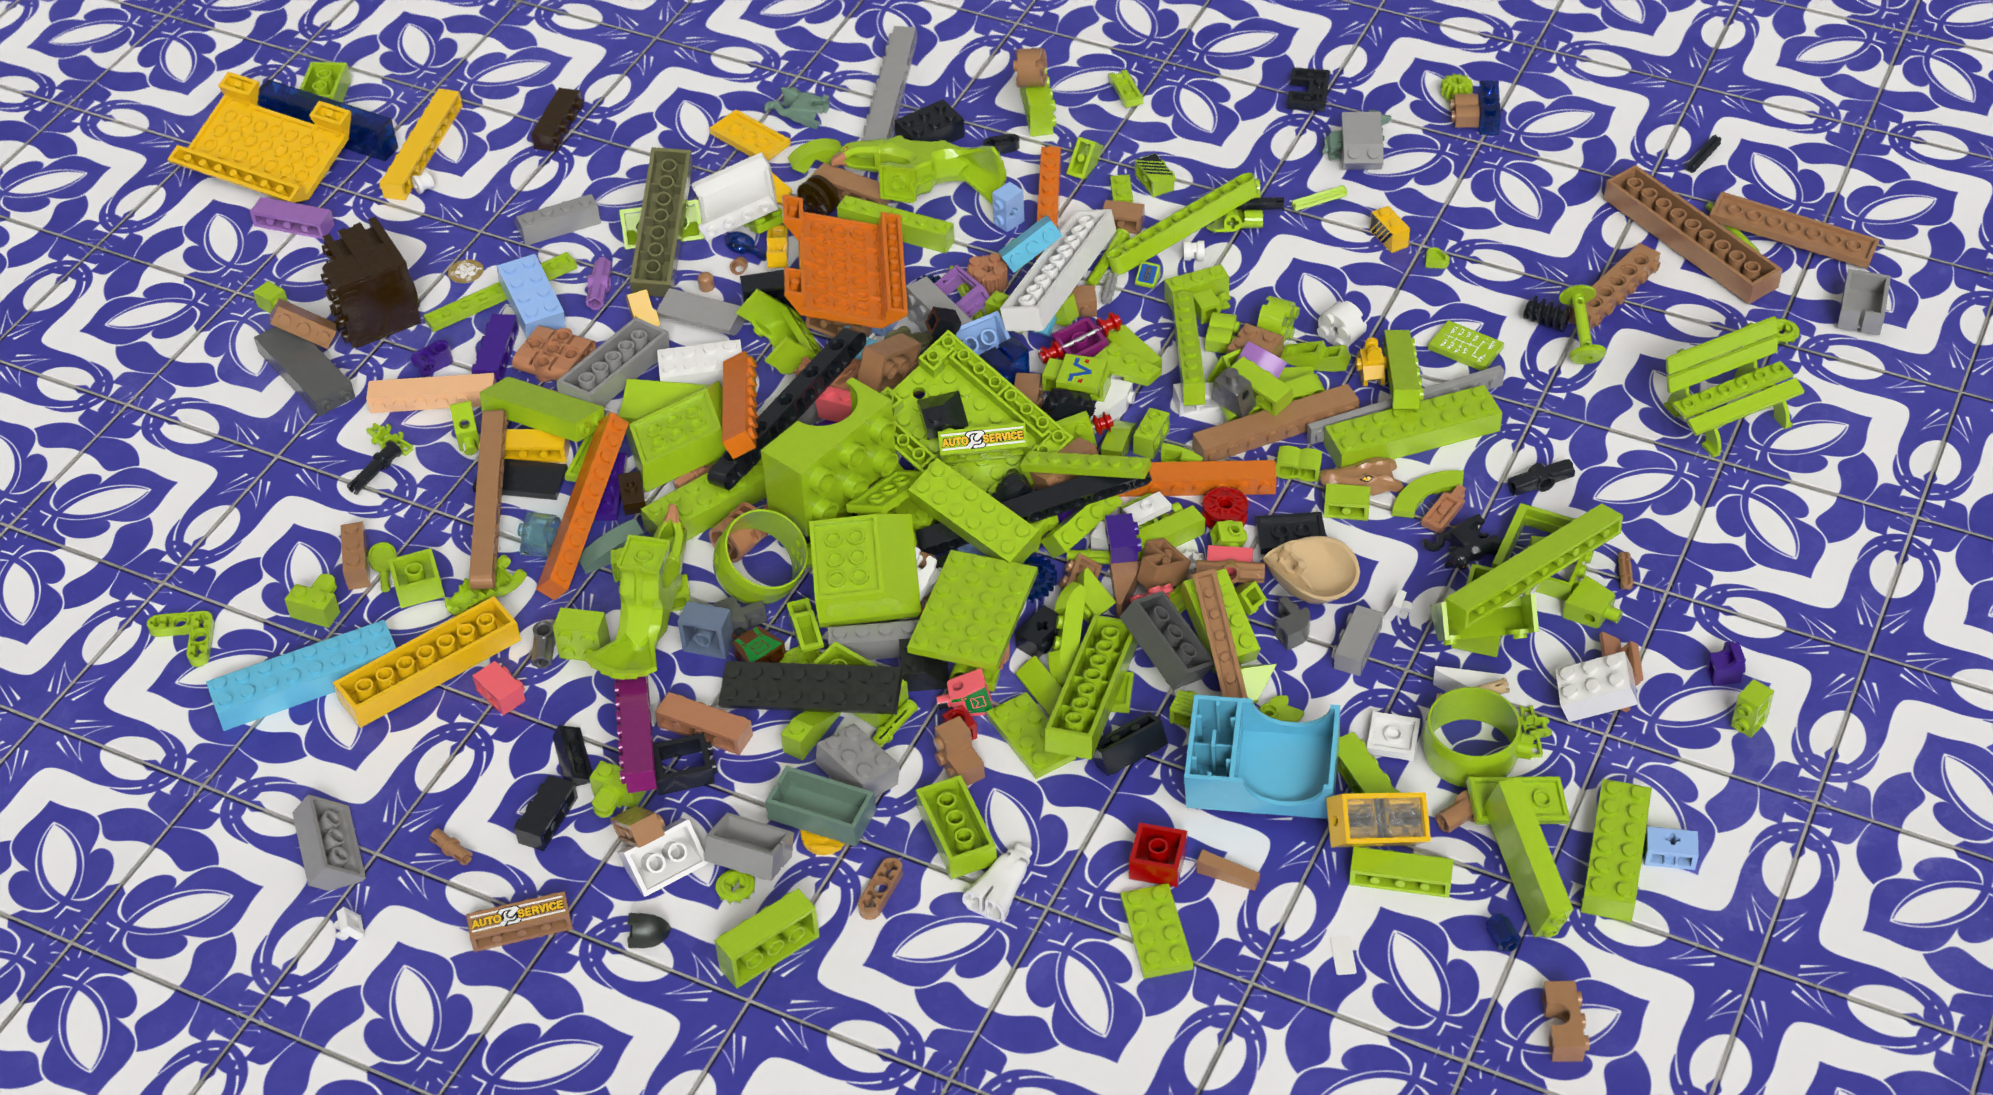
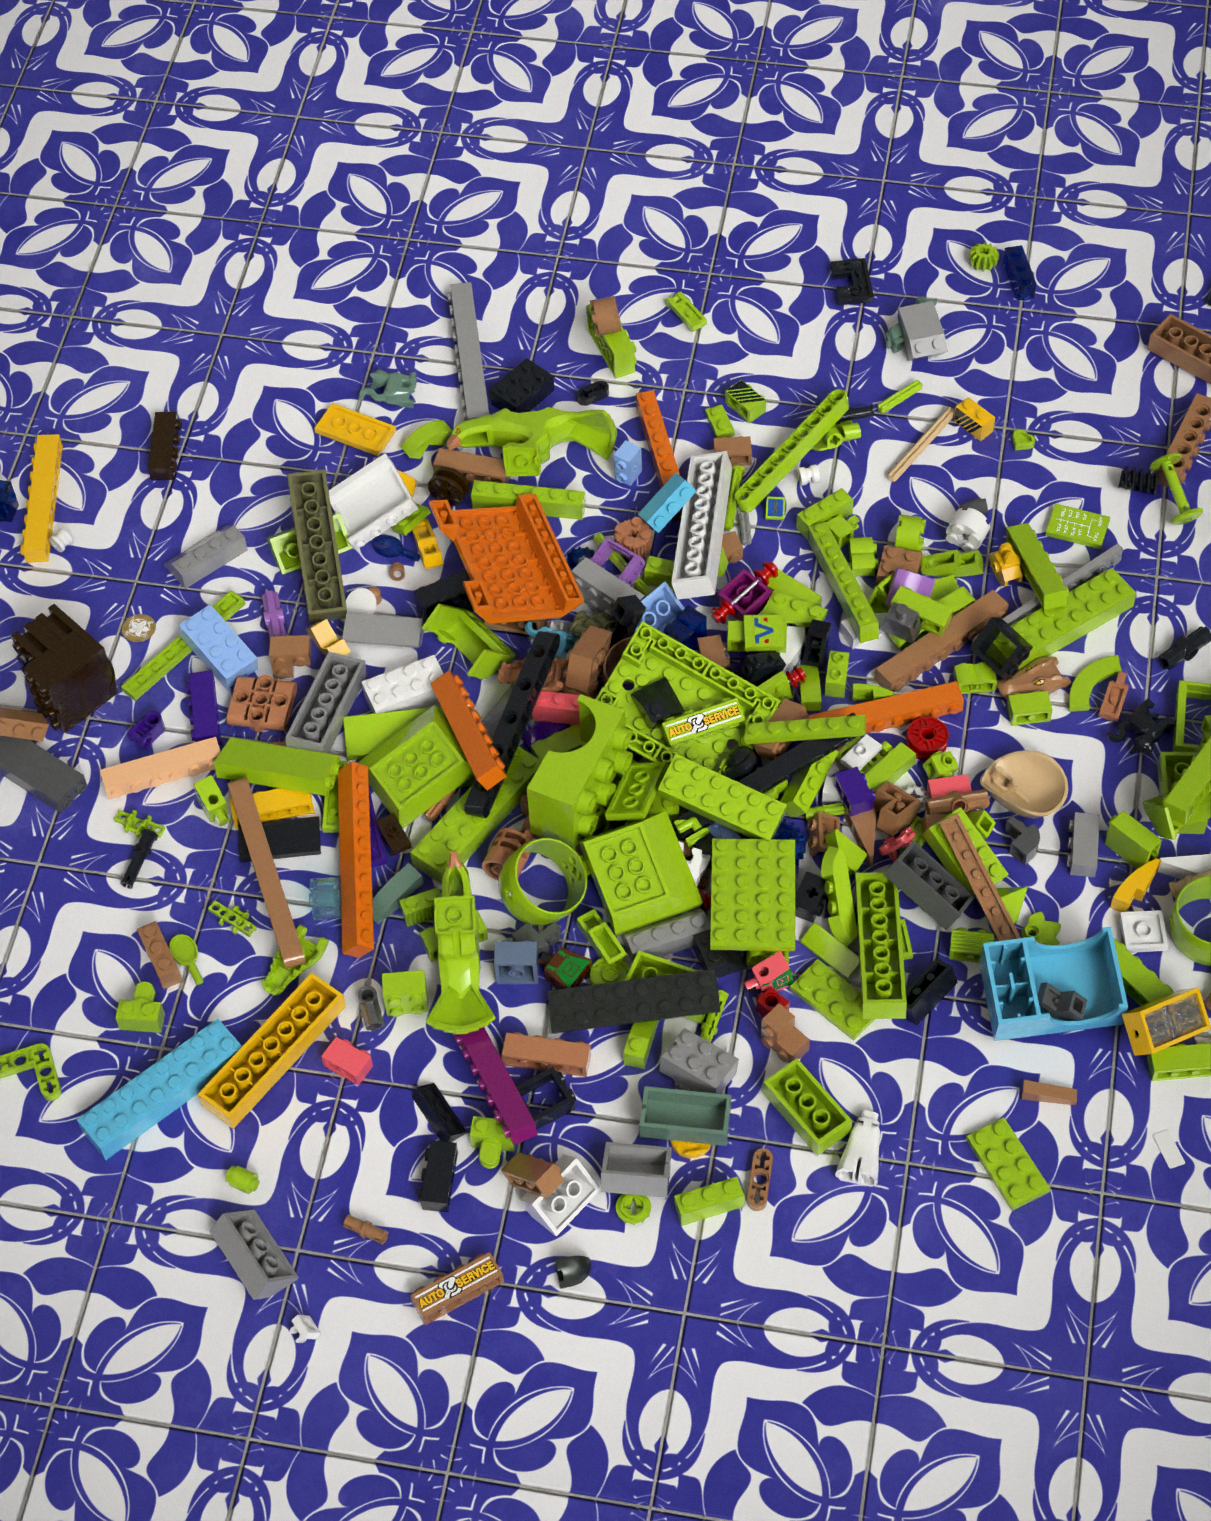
camera: 15 degrees left, 10 degrees up
(347, 774) = (242, 1179): none -> lime brick
(416, 578) = (227, 967): lime brick -> none
(442, 536) = (230, 914): none -> lime piece
(595, 312) = (289, 652): none -> medium nougat brick
(691, 282) = (361, 601): none -> white sticker
(767, 938) = (684, 1254): lime brick -> none
(826, 893) = (709, 1201): none -> lime brick
(943, 545) = (684, 825): none -> lime piece
(1084, 158) = (675, 395): lime slope -> none
(1138, 397) = (817, 643): none -> black brick
(1158, 854) = (988, 1093): red brick -> none
(1264, 780) = (1061, 1005): none -> dark grey brick
(1279, 529) = (985, 747): black plate -> none
(1321, 423) = (988, 636): none -> black window
(1324, 244) = (921, 444): none -> tan axle
(1366, 308) = (977, 504): none -> dark grey cone
(1398, 606) = (1106, 803): white tile -> none
(1400, 689) = (1135, 886): none -> yellow slope
(1410, 645) = (1132, 840): none -> lime brick
(1465, 110) = (999, 279): medium nougat brick -> none

